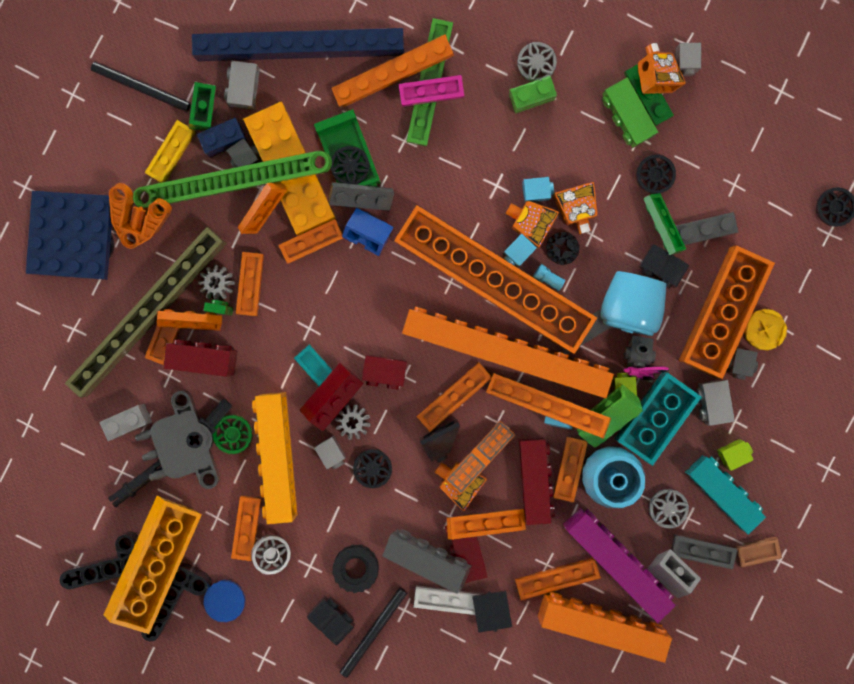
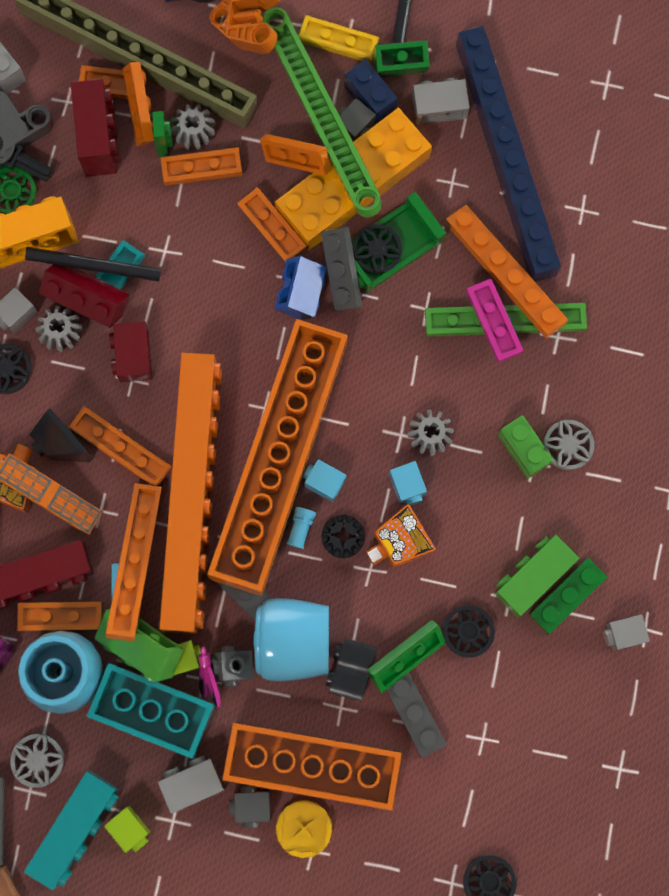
camera: 70 degrees right, 10 degrees down
(310, 385) = (92, 264): none -> black piece
(511, 165) = (435, 441): none -> light grey gear
(532, 221) = (366, 487): torso -> none
(659, 72) = (597, 598): orange torso -> none

